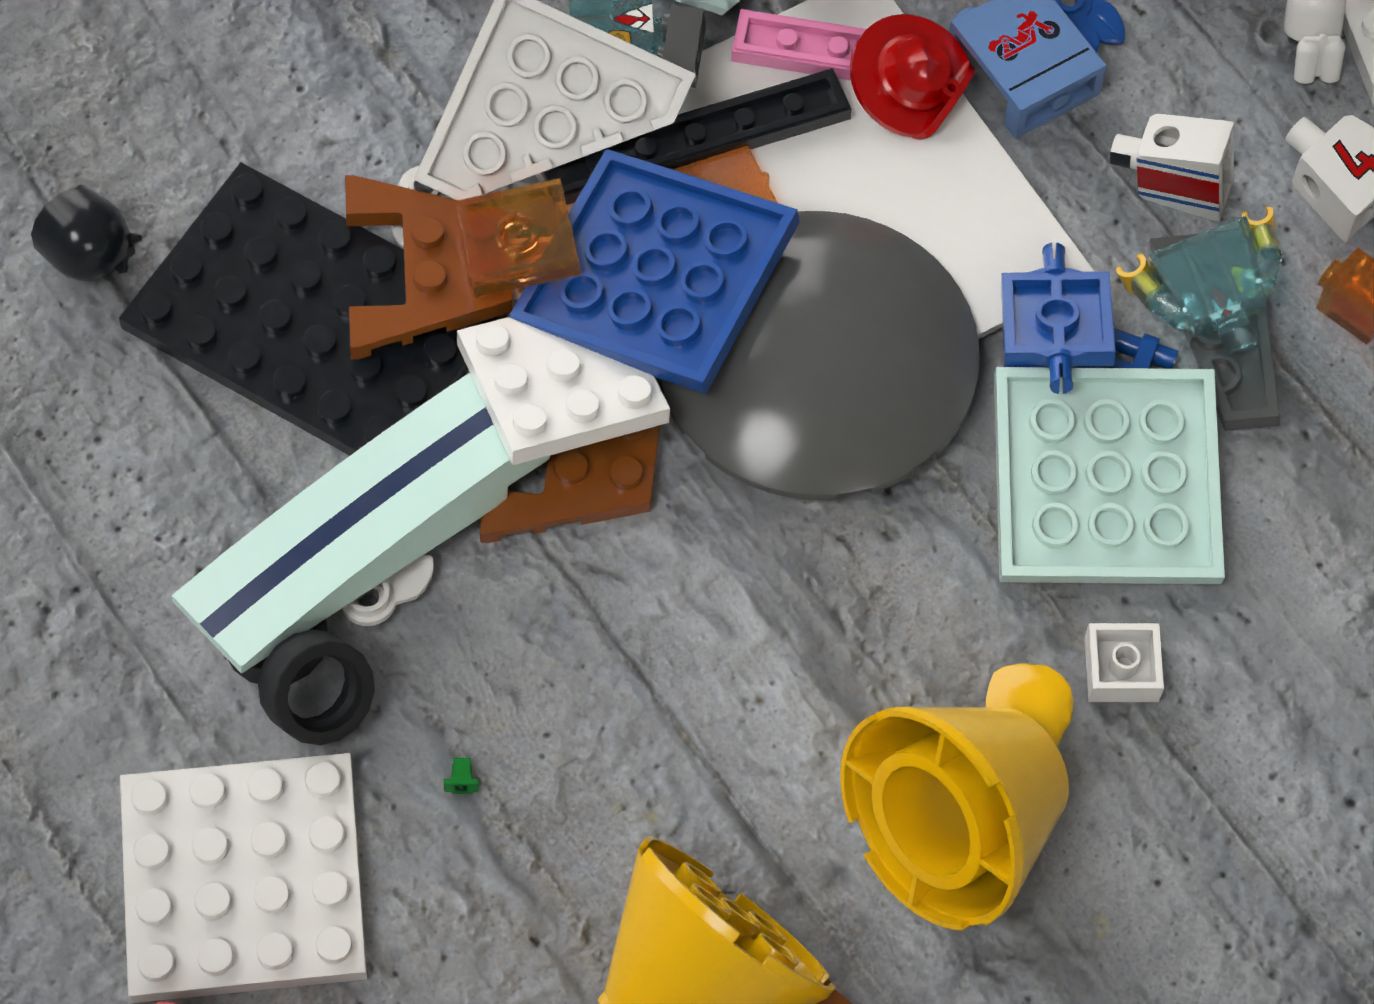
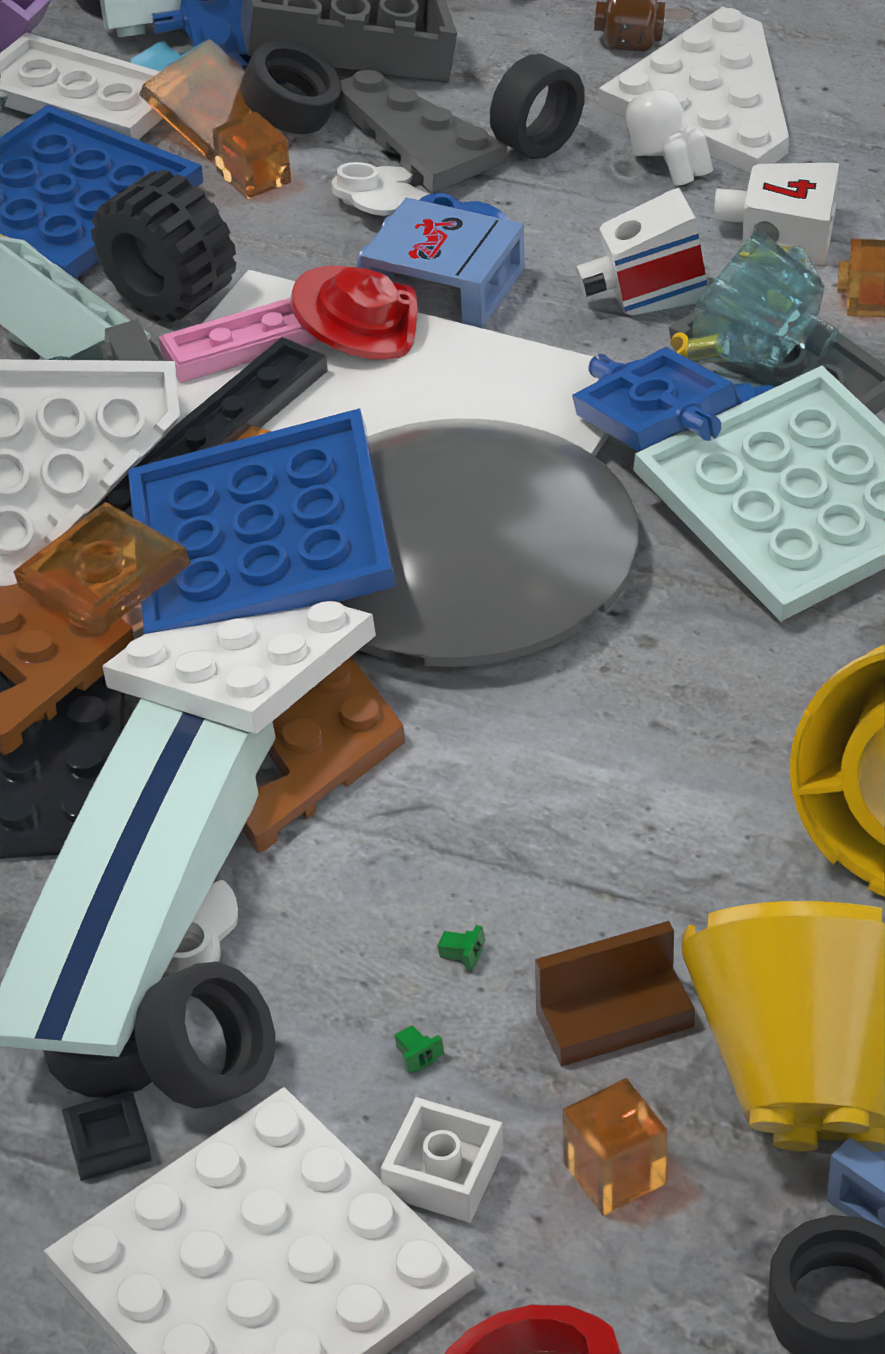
camera: 30 degrees left, 20 degrees down
(221, 710) = (106, 1135): none -> black tile
(407, 877) = (443, 1159): none -> white piece
(516, 946) = (614, 1146): none -> clear orange brick
(553, 716) = (462, 946): none -> green piece
(606, 824) = (611, 994): none -> reddish brown panel

